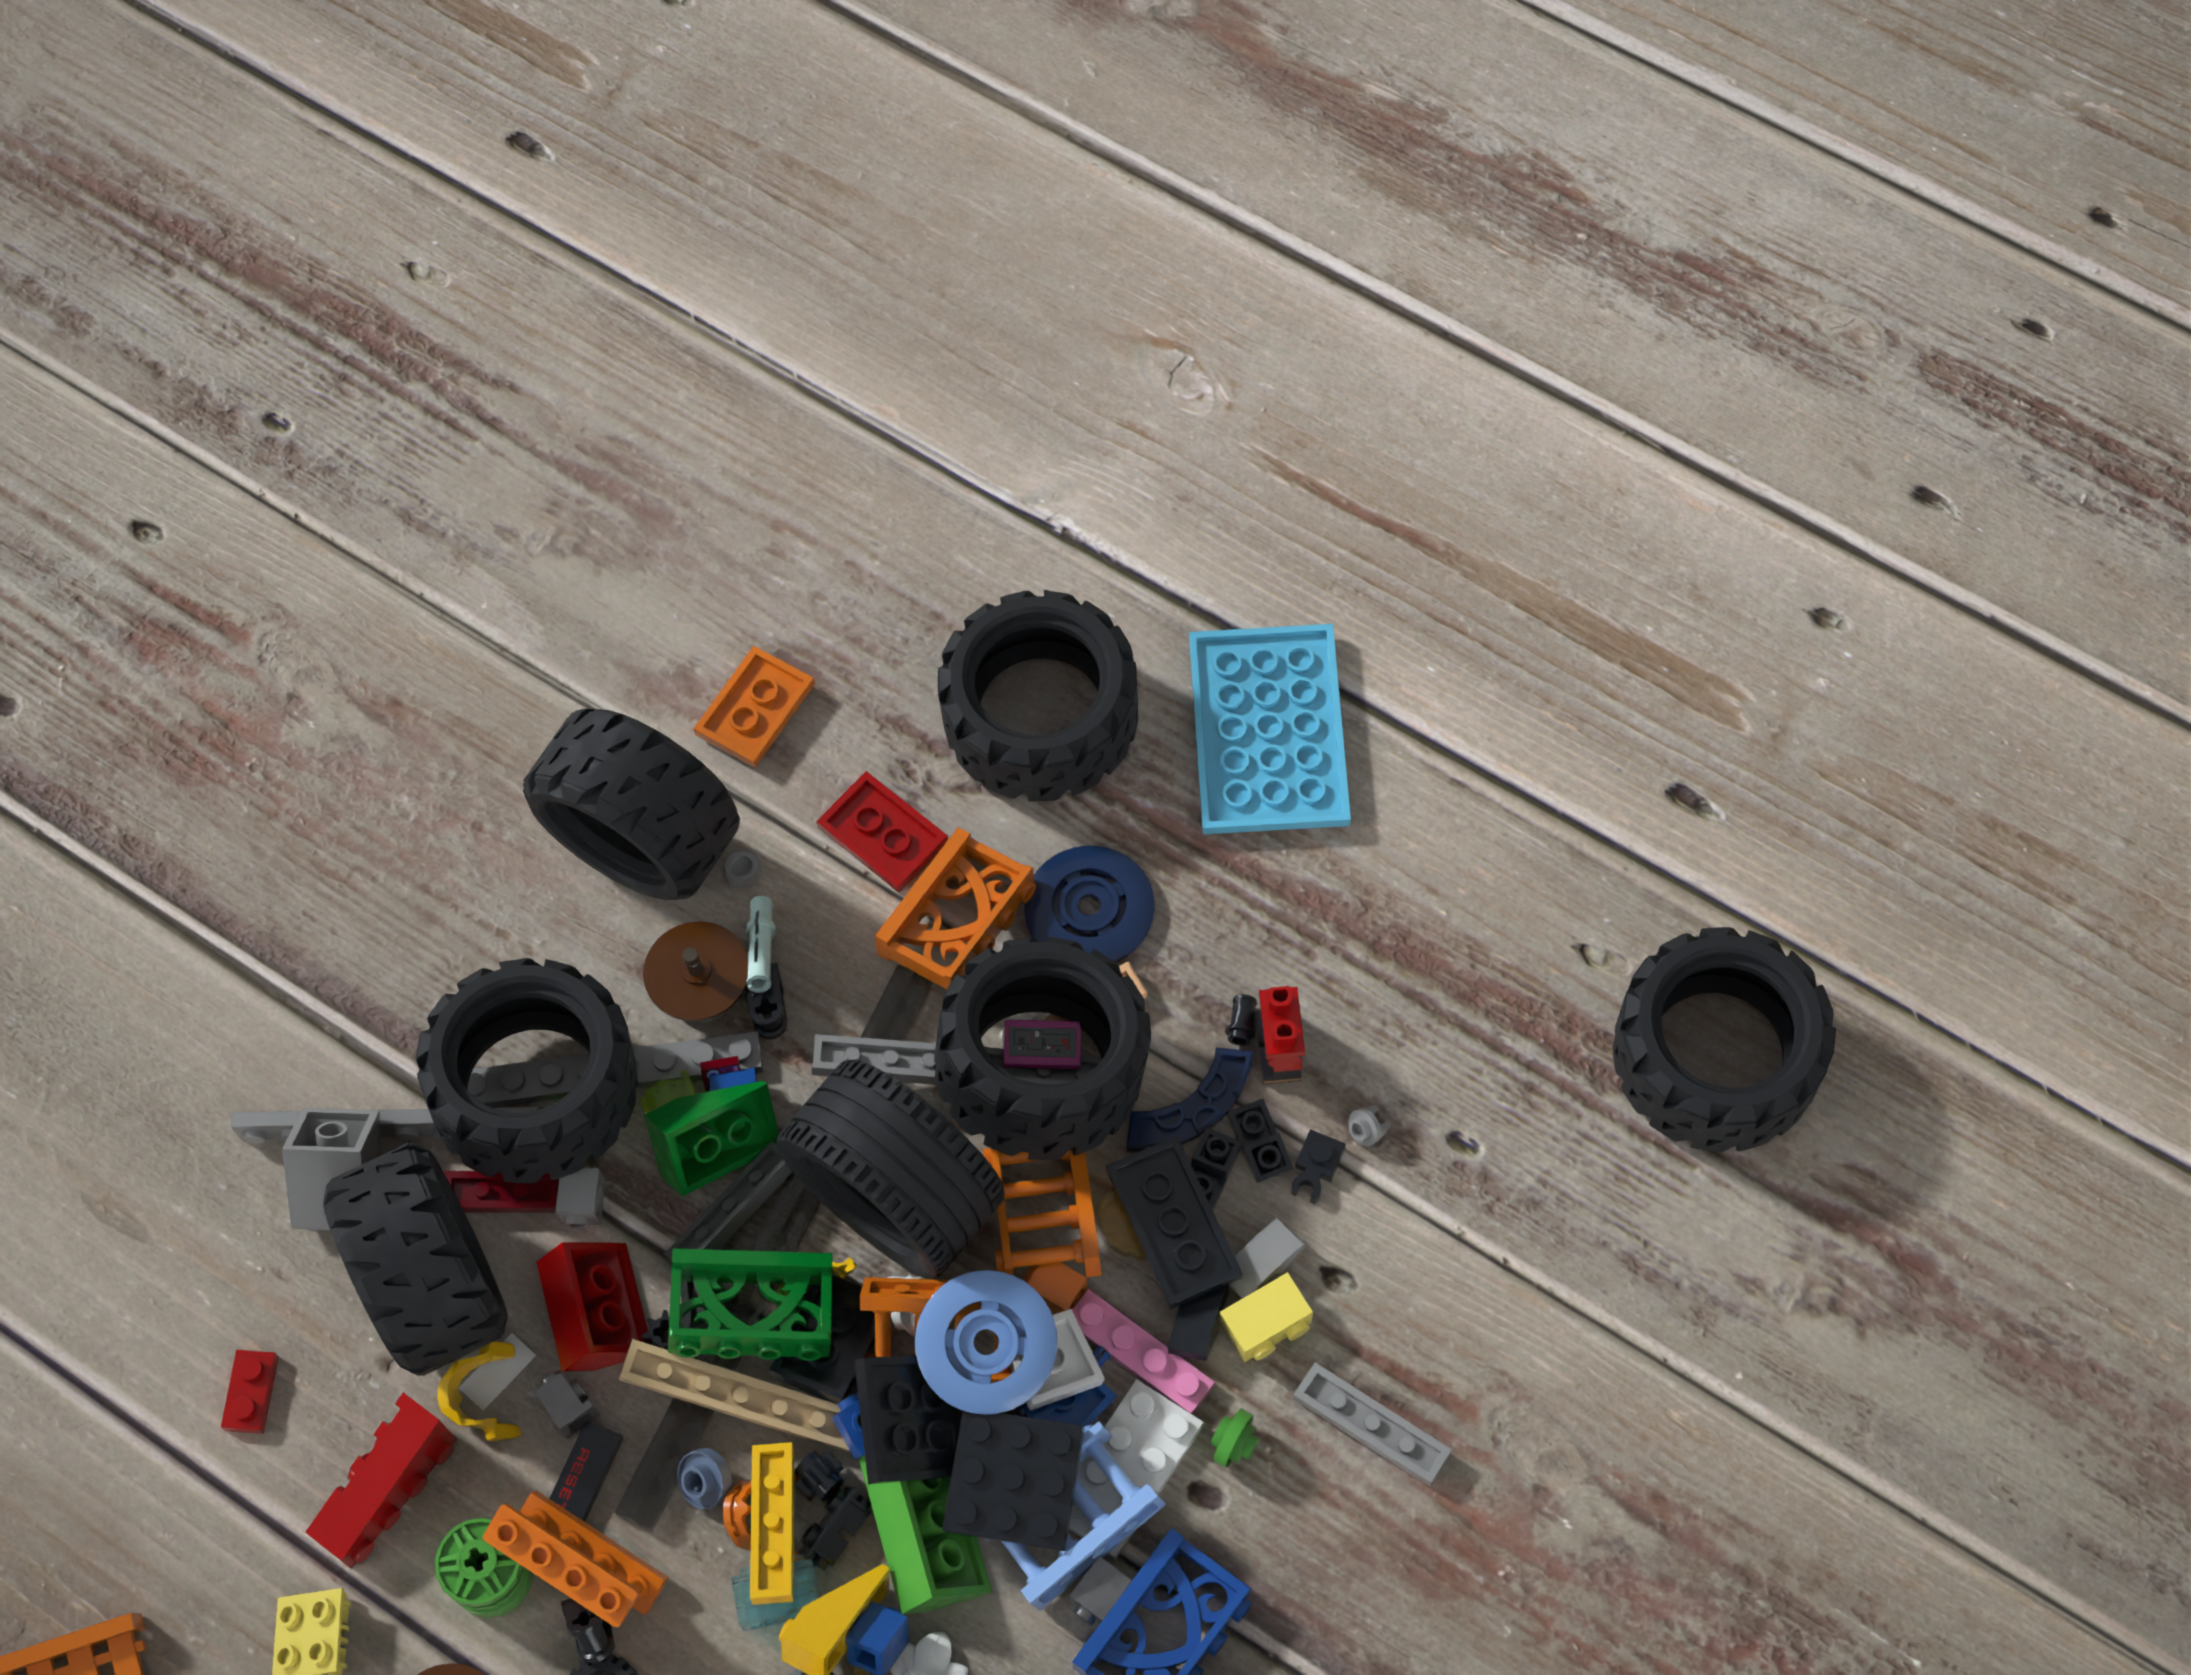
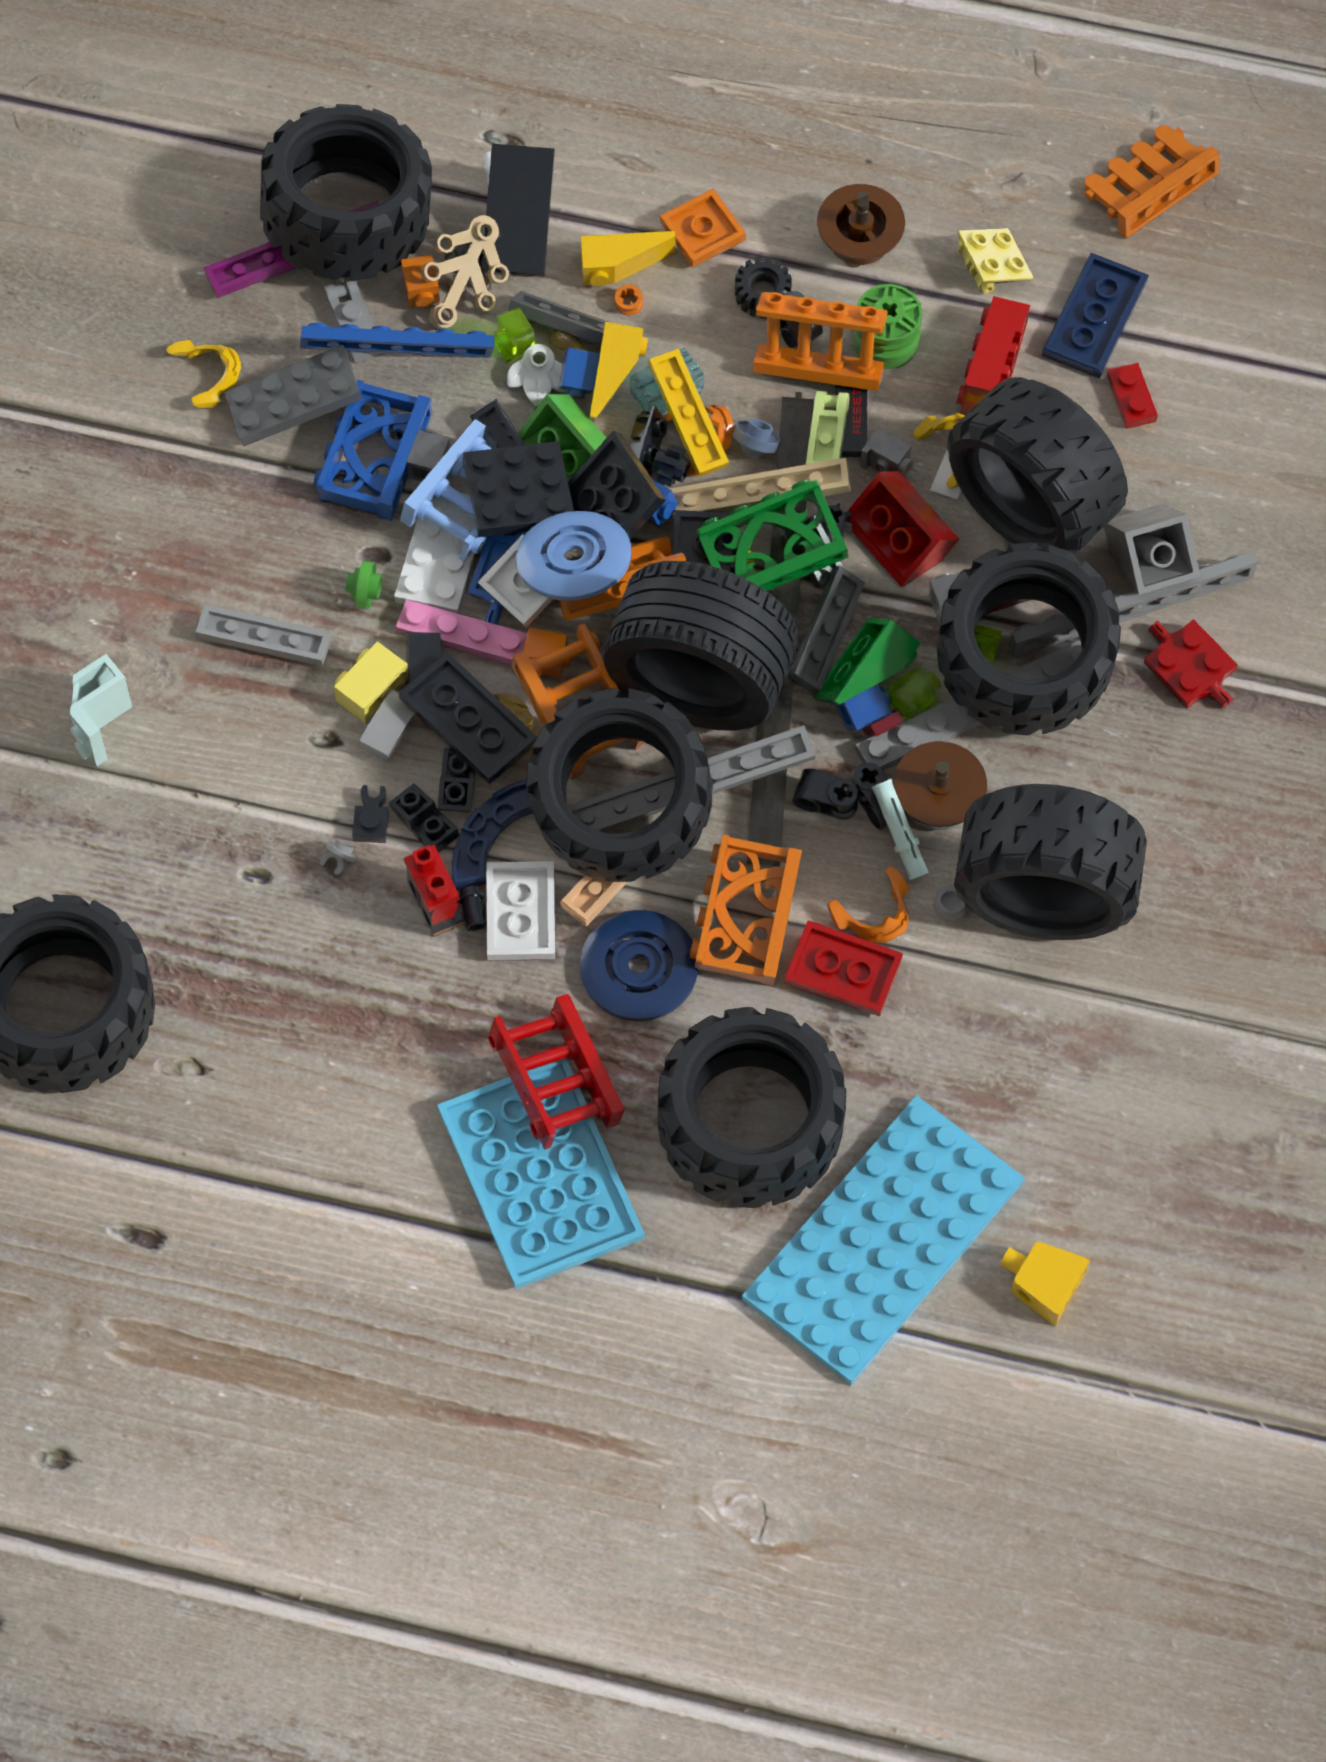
camera: 155 degrees right, 0 degrees up
(233, 1516) = (1095, 315): none -> dark blue tile
(364, 1041) = (1190, 664): none -> red plate
(619, 1452) = (827, 427): none -> yellowish green plate
(754, 706) = (1007, 1042): orange plate -> none
(821, 1016) = (824, 793): none -> black piece
(824, 479) = (1045, 1278): none -> yellow torso
(859, 884) = (890, 928): none -> orange helmet
(918, 583) = (883, 1240): none -> medium azure plate
(1001, 1595) = (499, 428): none -> black plate
(1041, 1044) = (628, 813): slope -> none
(1185, 794) = (576, 1047): none -> red fence
(1193, 999) = (520, 910): none -> white plate
(1616, 1349) = (96, 702): none -> light aqua piece

